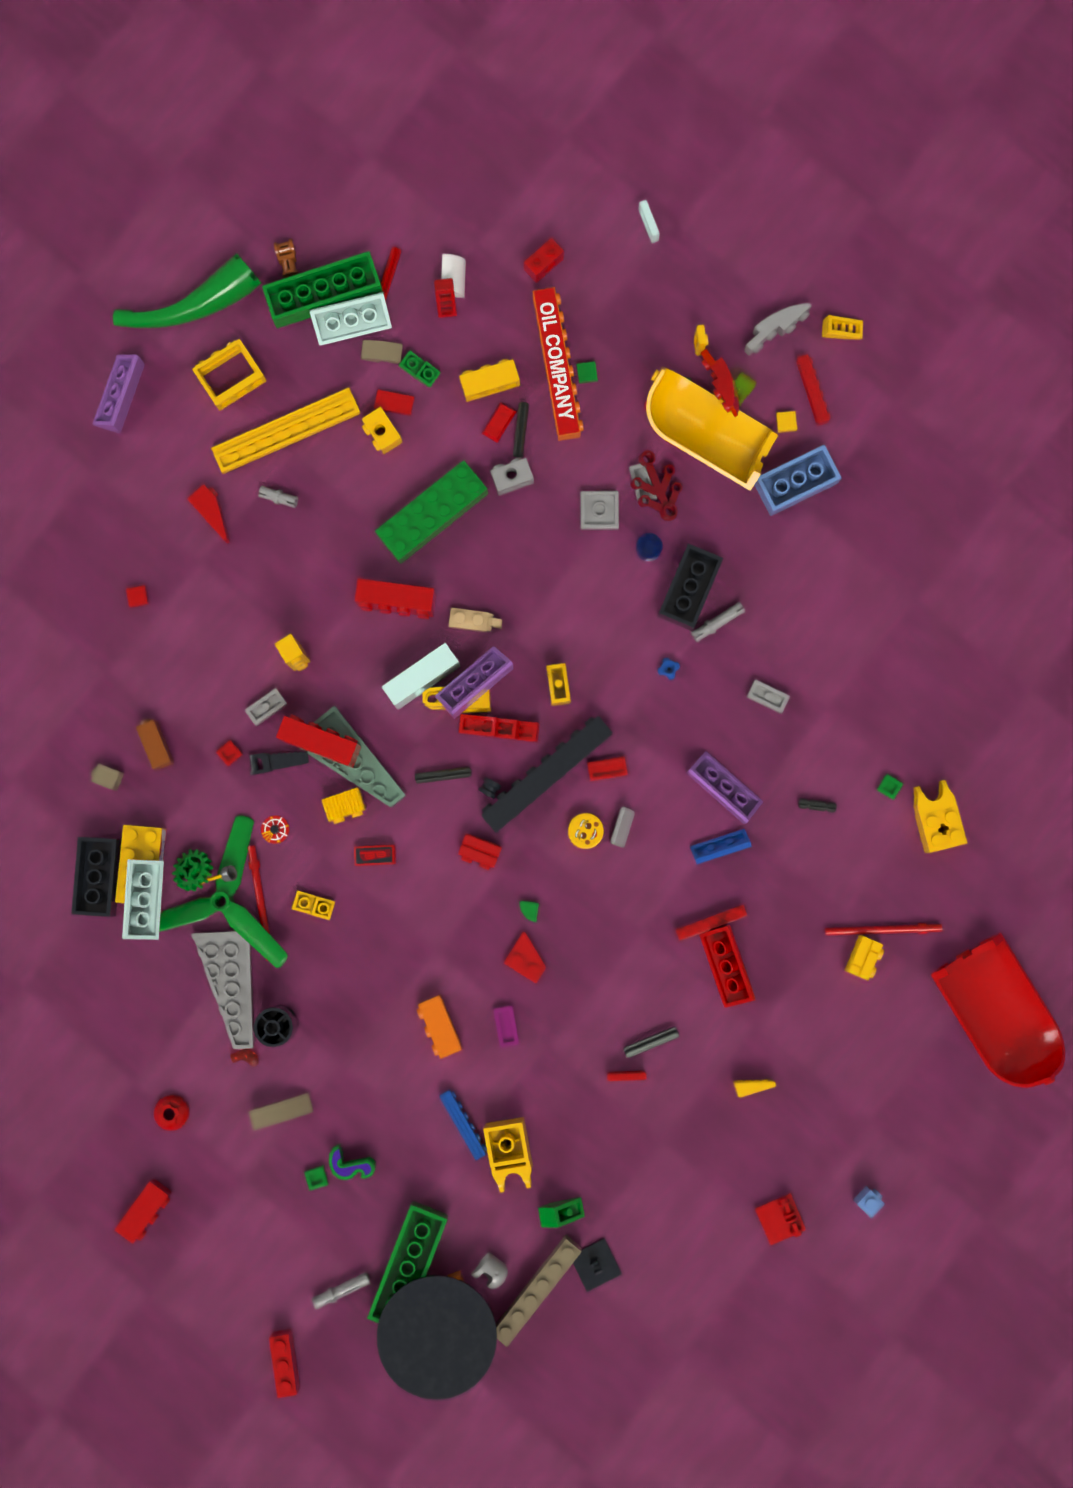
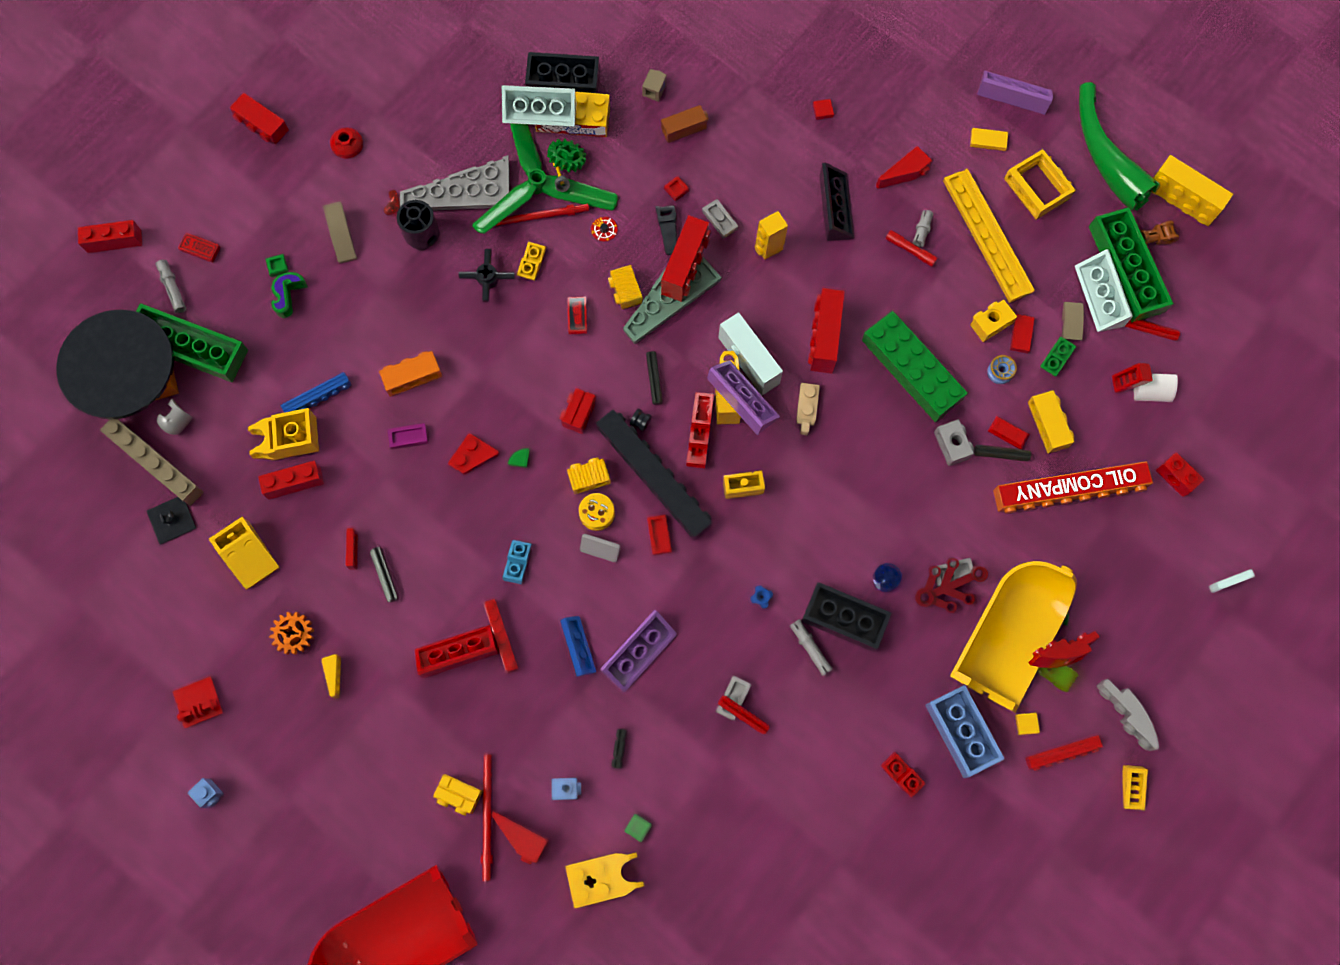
camera: 85 degrees right, 10 degrees down
(174, 424) = (989, 139): none -> yellow tile
(241, 222) = (1191, 191): none -> yellow brick
(249, 585) = (836, 203): none -> black slope
(293, 519) = (921, 254): none -> red piece
(295, 1264) = (199, 247): none -> red tile
(323, 950) = (490, 271): none -> black bar
(434, 417) = (999, 362): none -> medium blue wheel
(549, 839) = (588, 476): none -> yellow brick
(556, 1142) = (291, 480): none -> red brick
(561, 1212) = (223, 485): green slope -> none
(587, 372) = (1066, 518): green tile -> none
(599, 510) = (923, 528): light grey plate -> none
(632, 1184) = (244, 552): none -> yellow slope
(636, 909) = (517, 562): none -> dark azure slope
(700, 339) = (1110, 630): yellow plate -> none
(721, 1132) = (293, 625): none -> orange gear
(785, 686) = (743, 714): none -> red axle
(836, 539) = (902, 775): none -> red slope
(857, 855) = (565, 789): none -> medium blue brick
(906, 891) = (524, 841): none -> red slope

